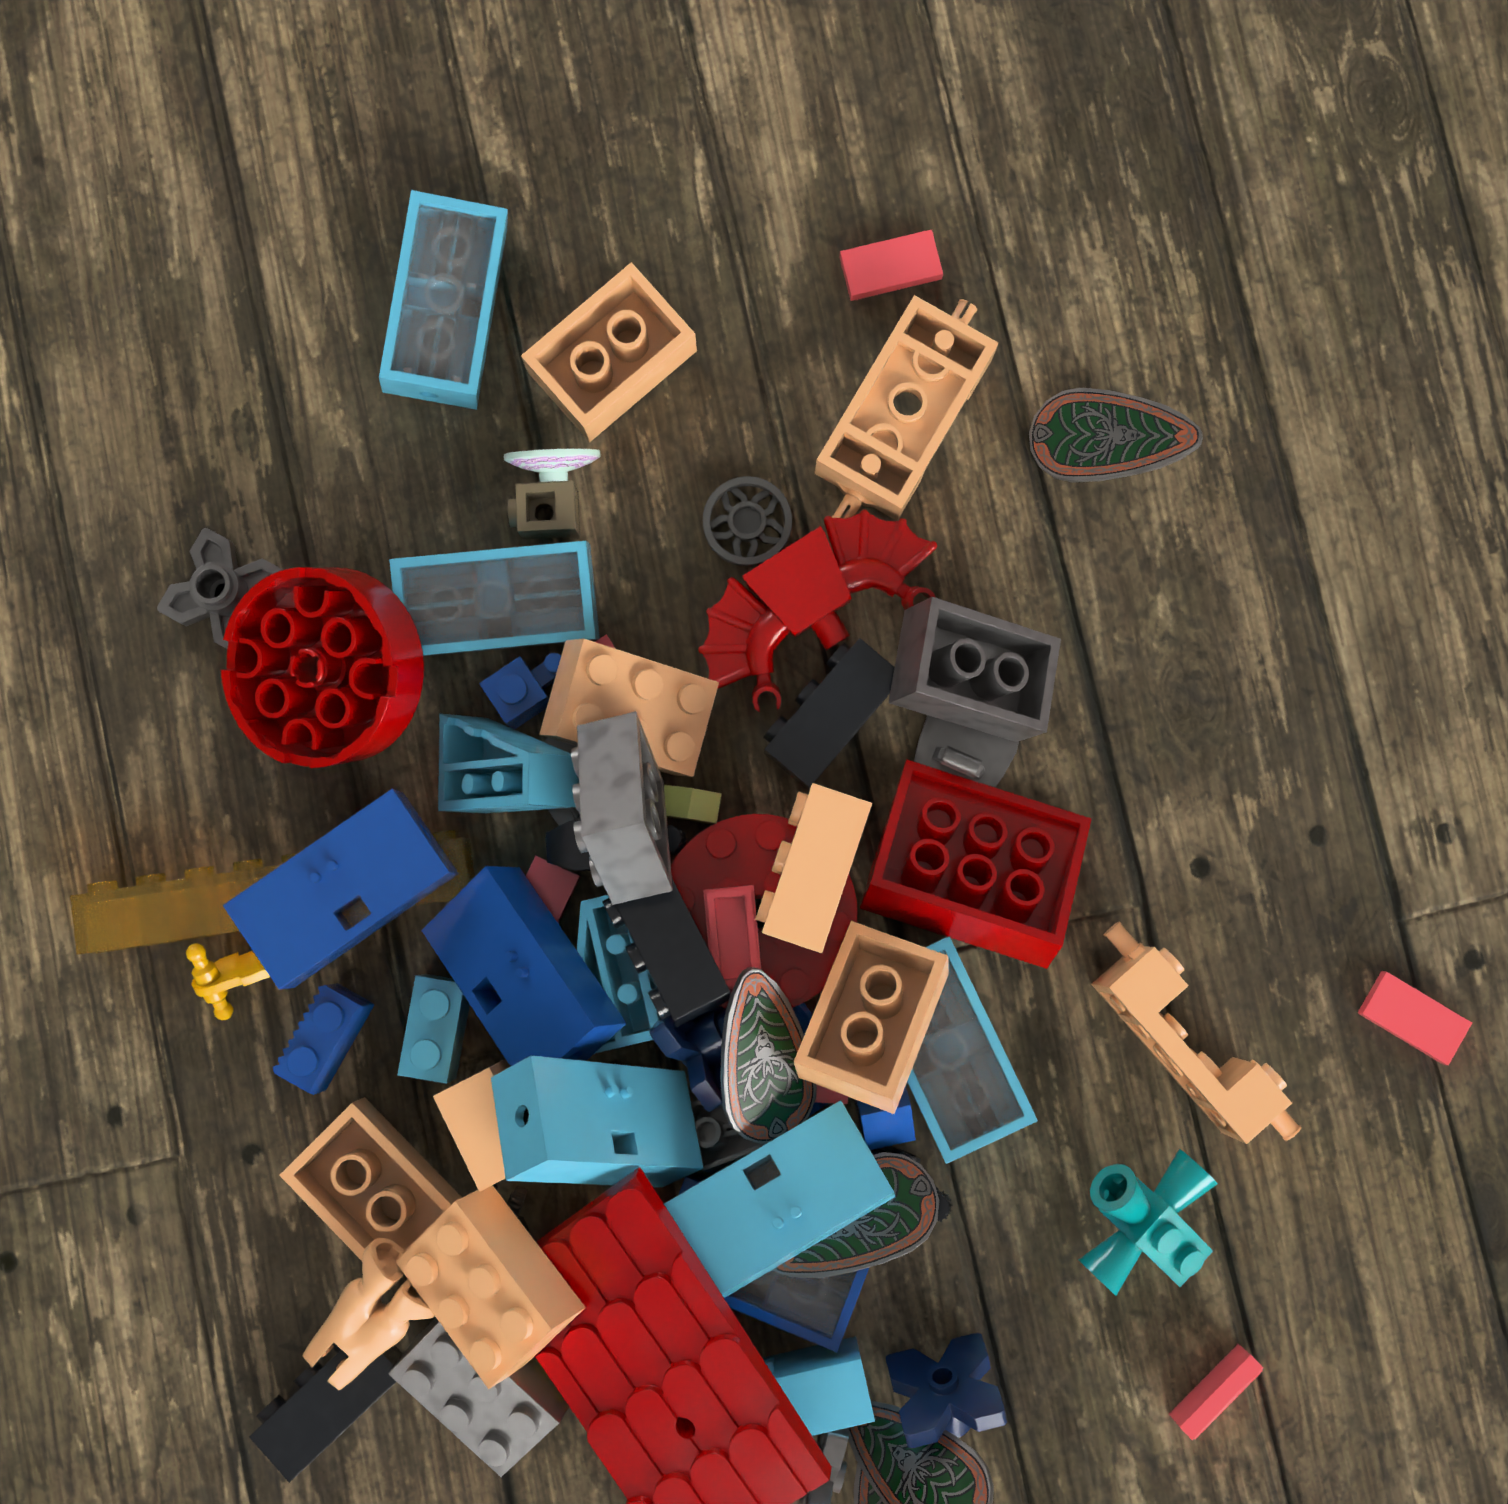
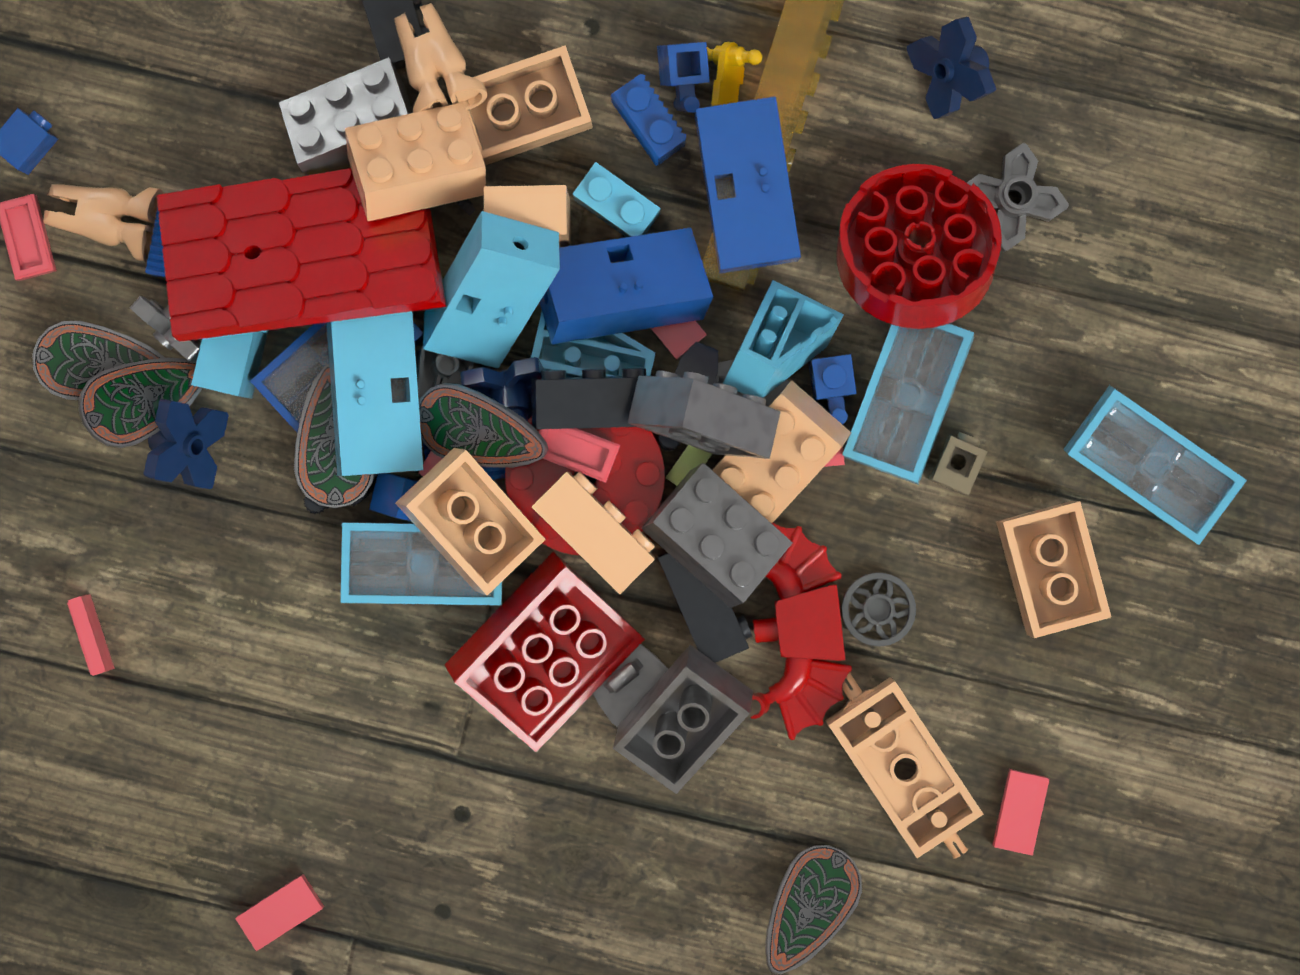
camera: 120 degrees right, 5 degrees up
(105, 727) = (955, 67): none -> dark blue plant
(245, 1028) = (683, 67): none -> blue brick
(552, 463) = (988, 486): light aqua dish -> none
(752, 731) = (717, 535): none -> flat silver brick
(1148, 1222) = (231, 646): teal brick -> none
(1237, 1096) = (287, 752): light nougat brick -> none

